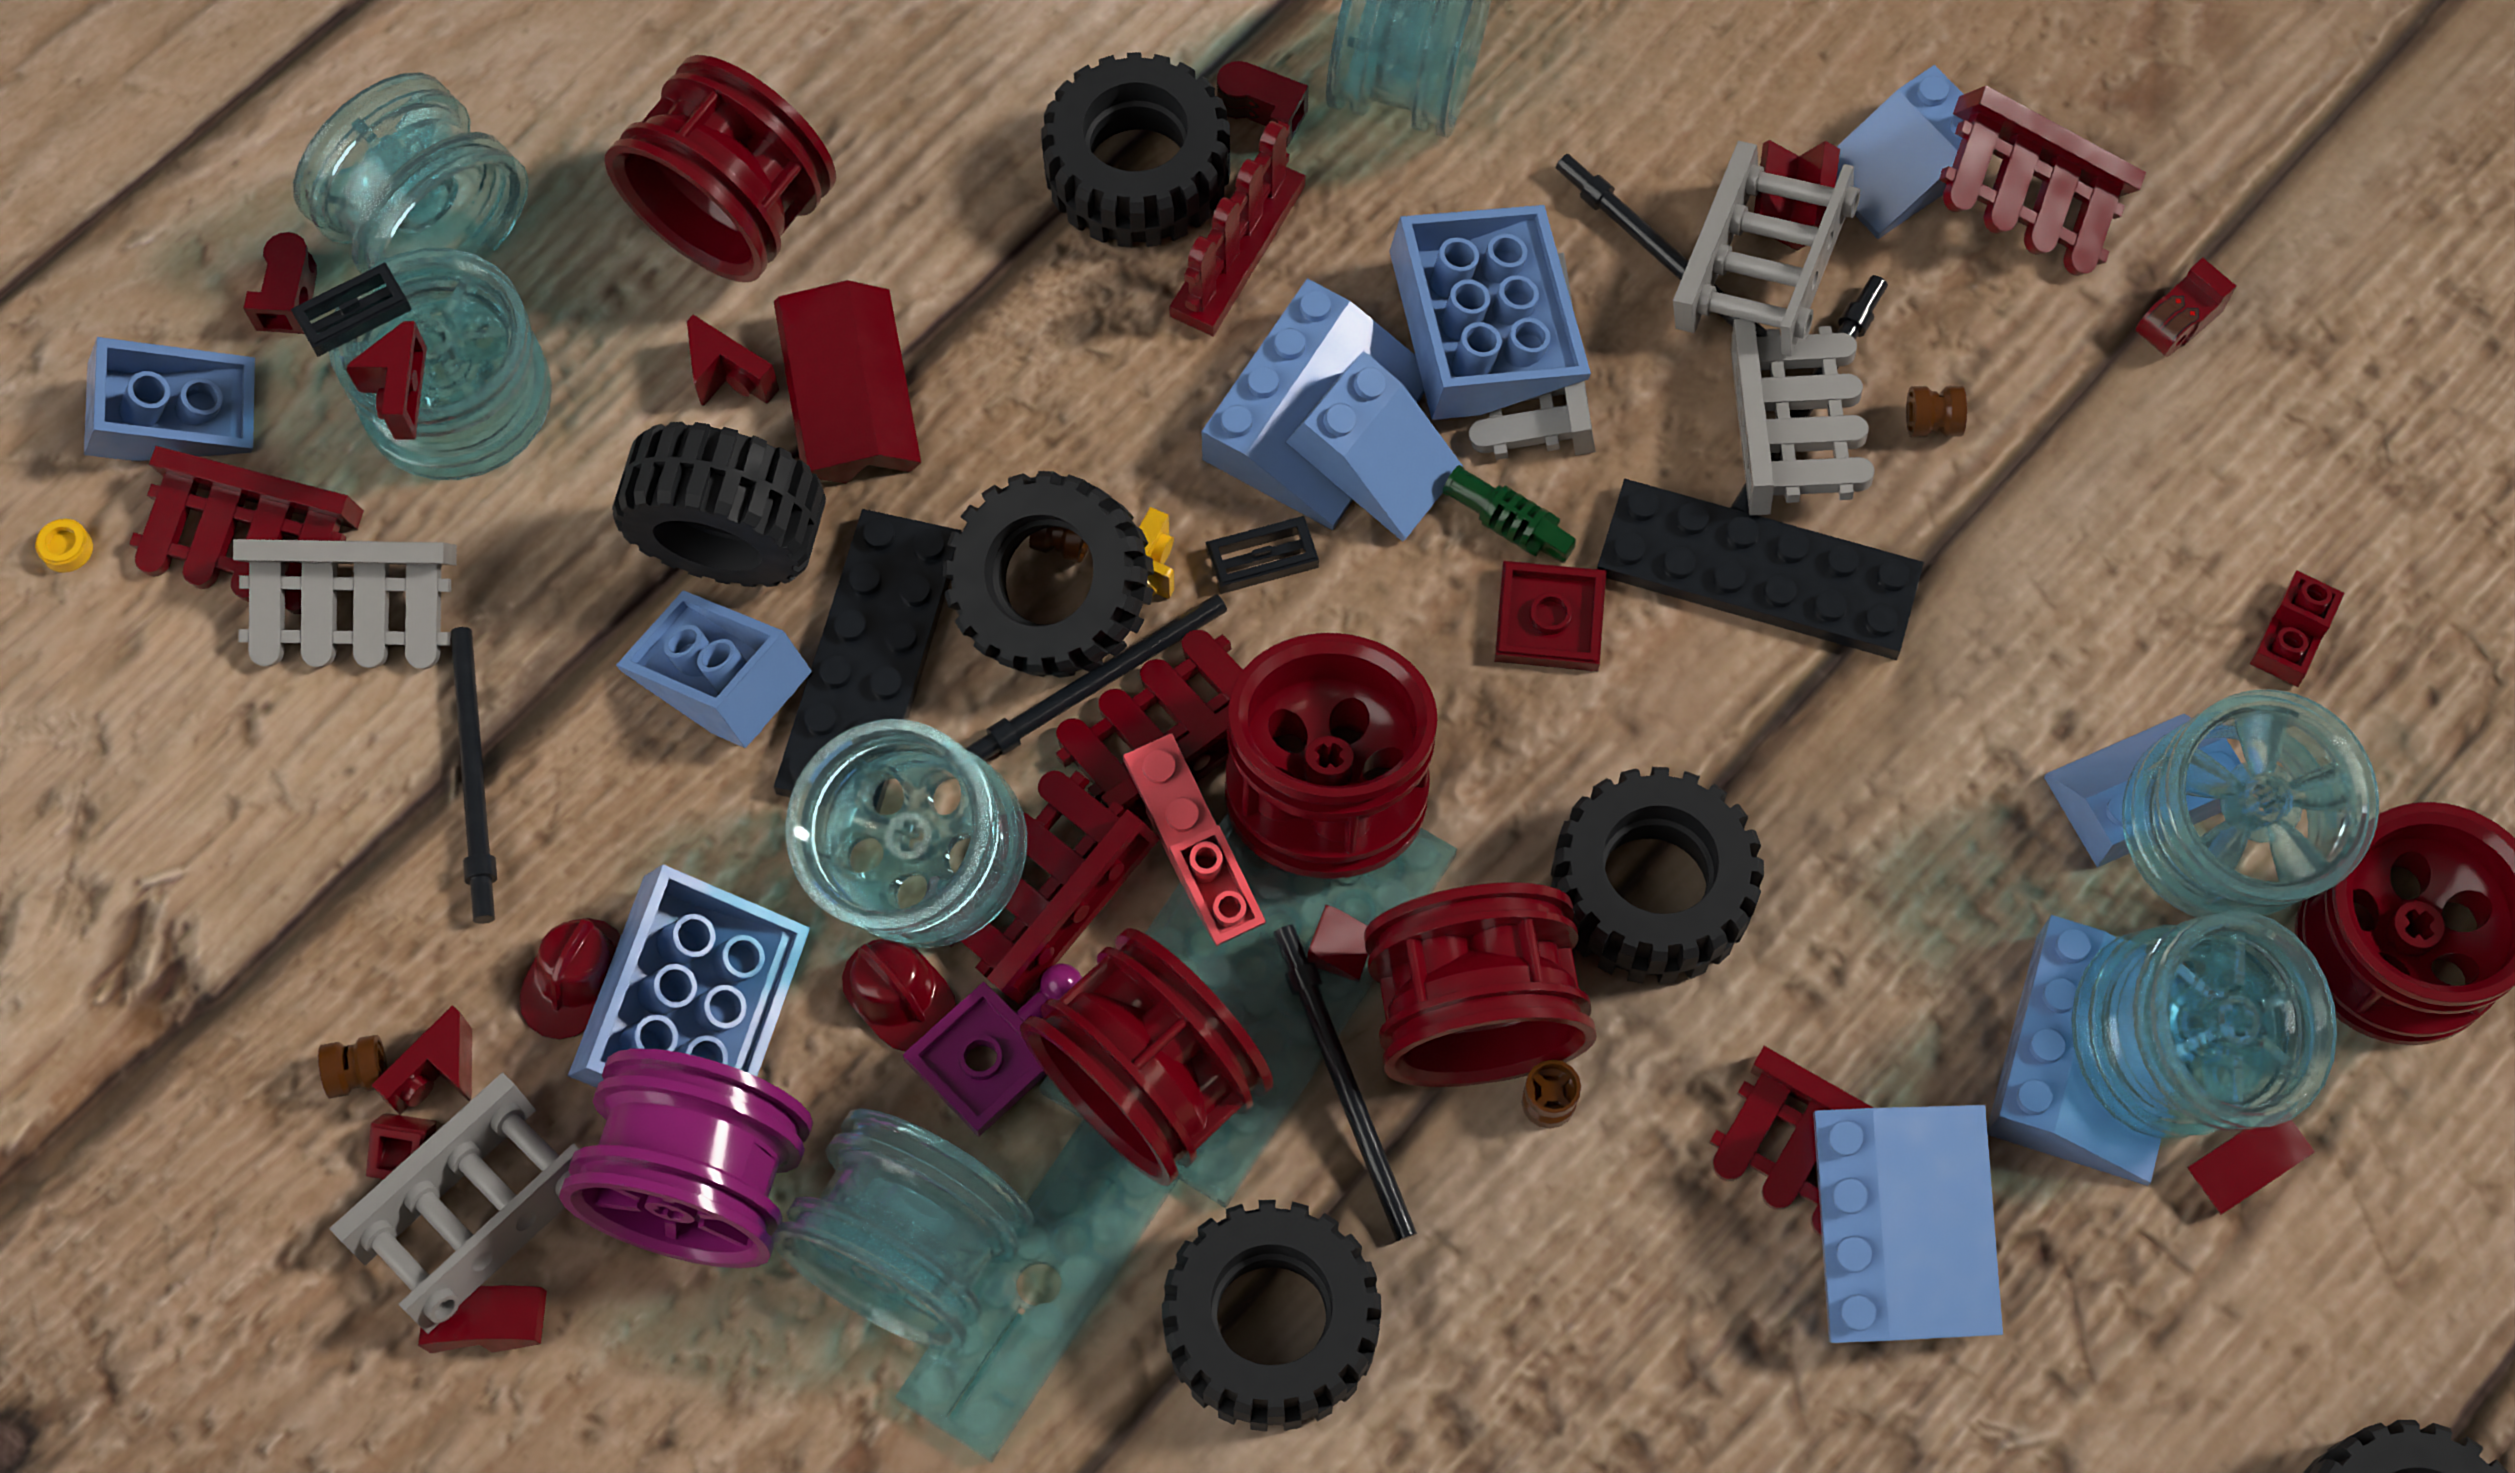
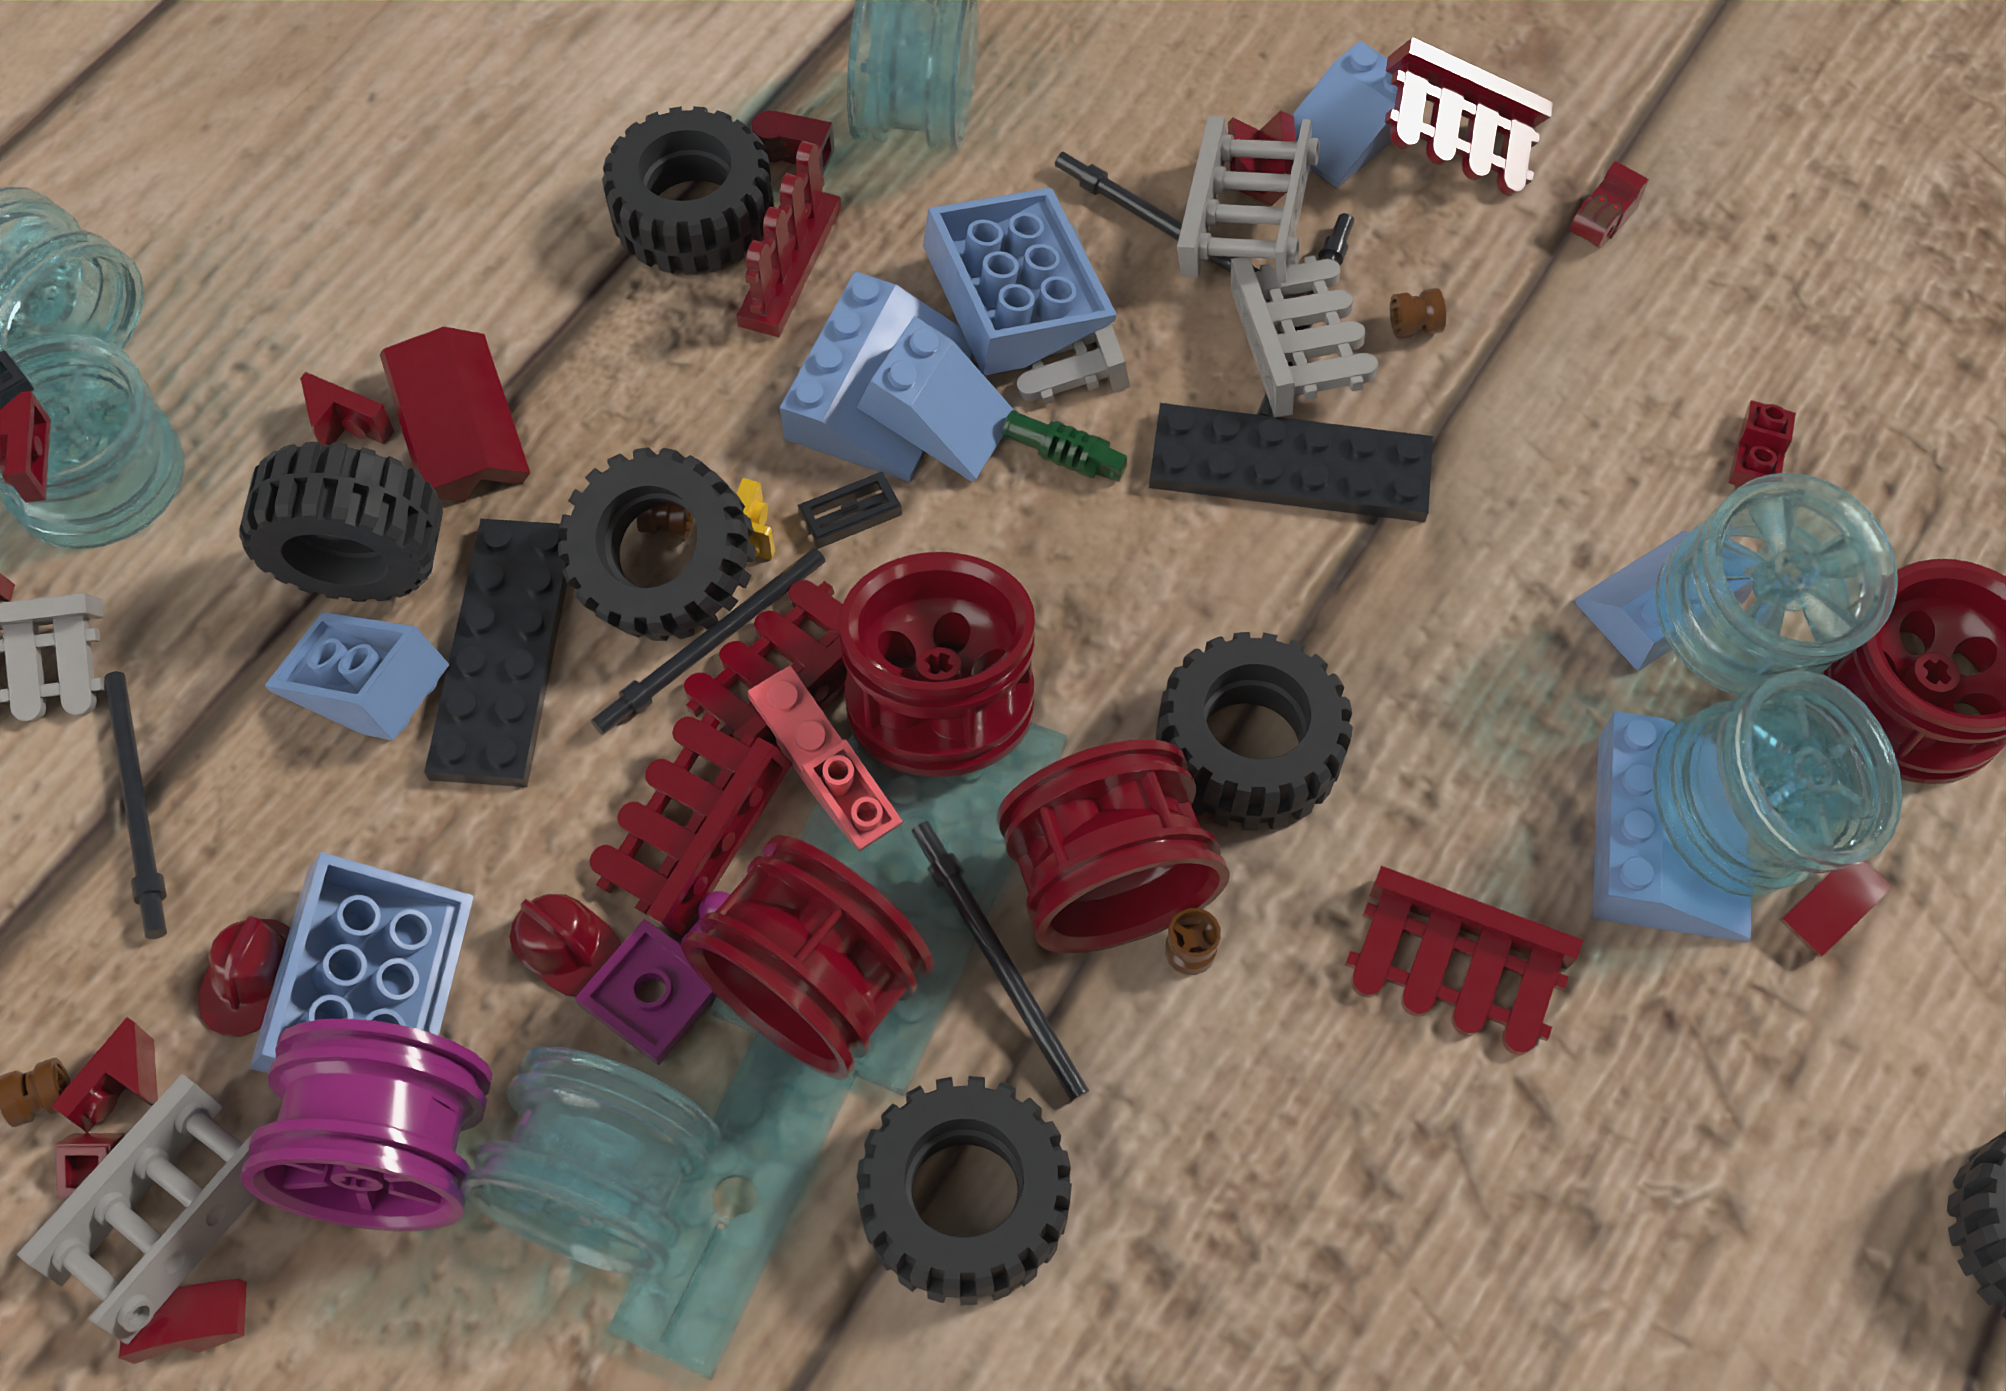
camera: 10 degrees left, 5 degrees down
(721, 168) = (315, 241): dark red wheel -> none
(836, 811) = (479, 781): clear light blue wheel -> none
(1339, 944) = (974, 834): dark red slope -> none
(1550, 616) = (1115, 526): dark red tile -> none
(1907, 1223) = (1543, 1007): medium blue slope -> none

